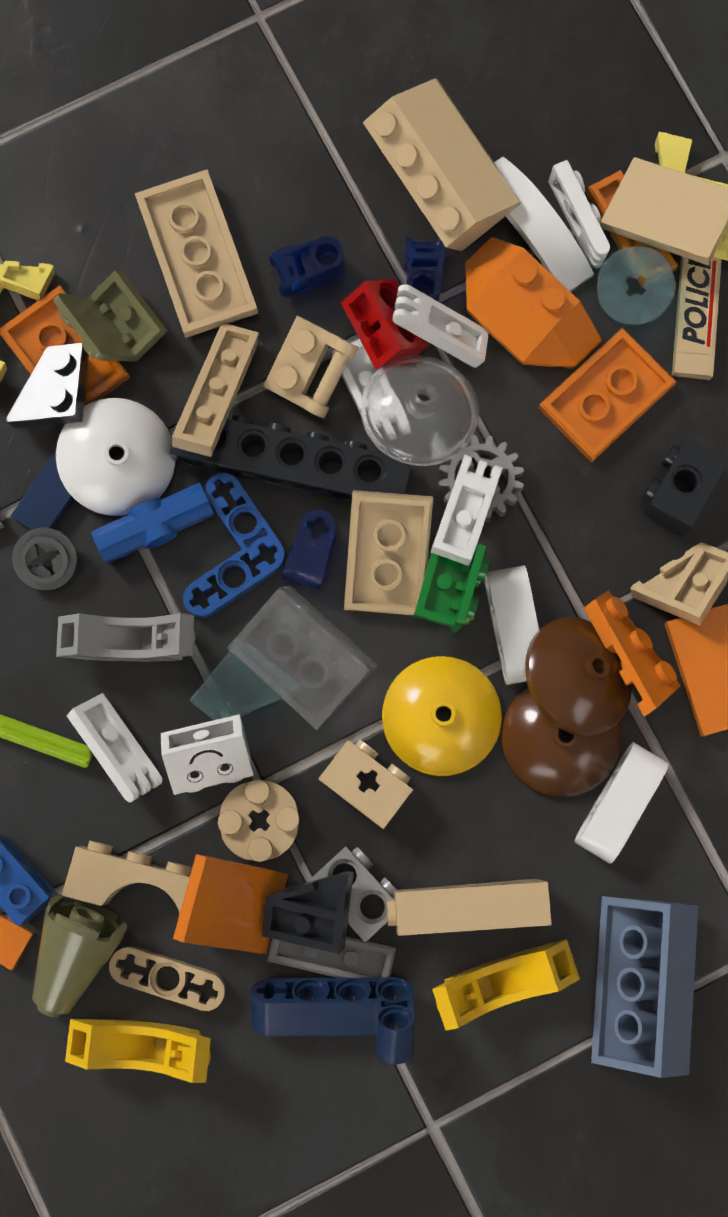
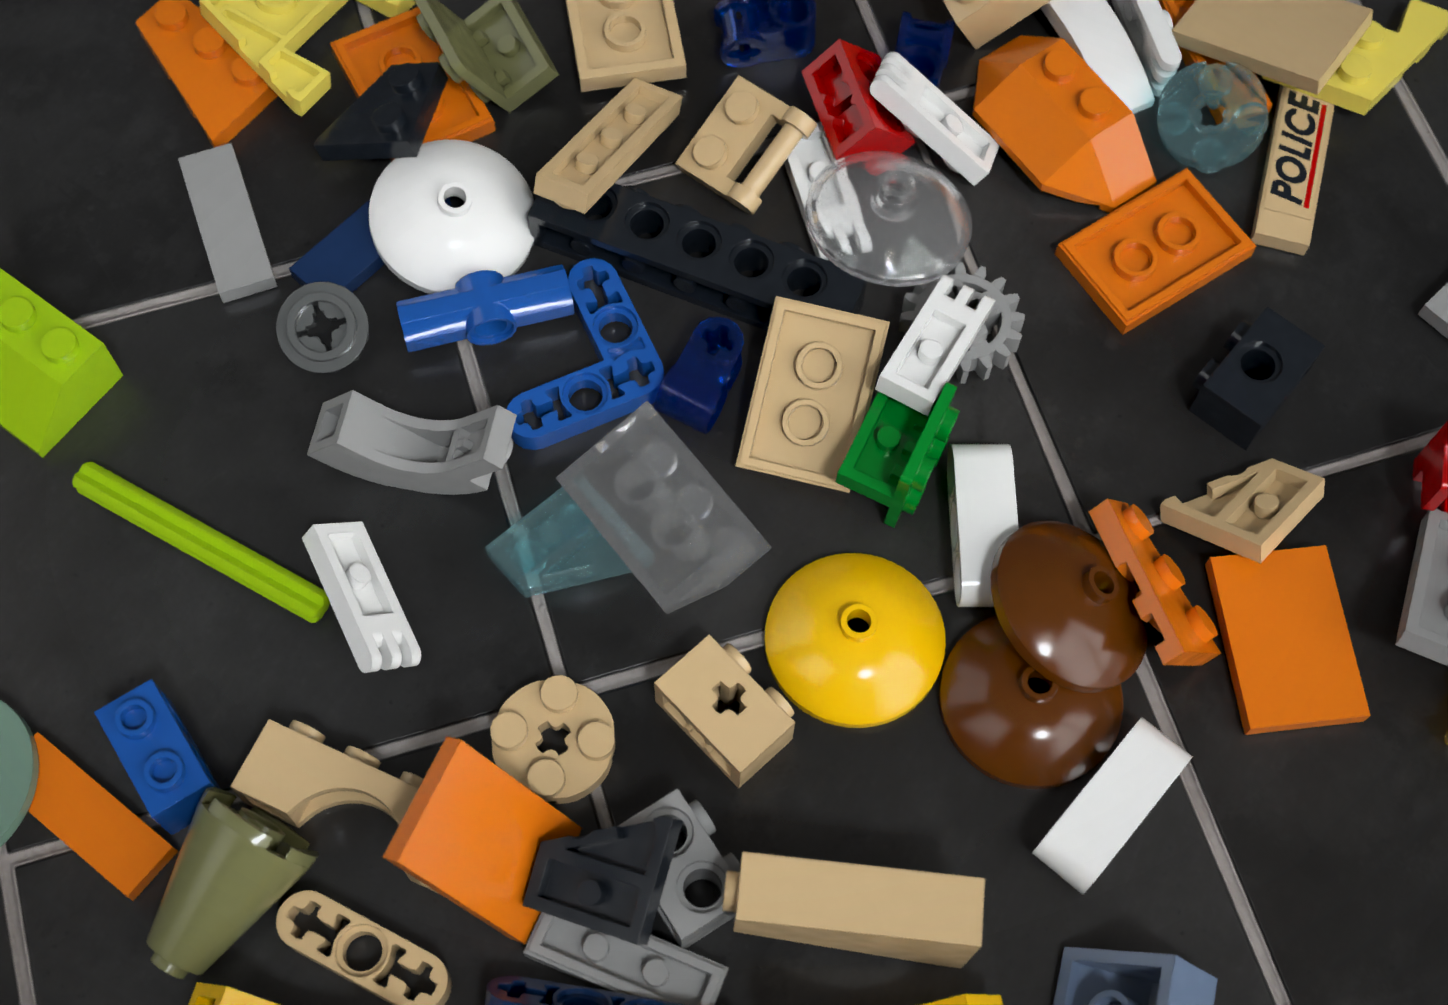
camera: 10 degrees right, 15 degrees down
(206, 754) = (494, 626): white brick -> none

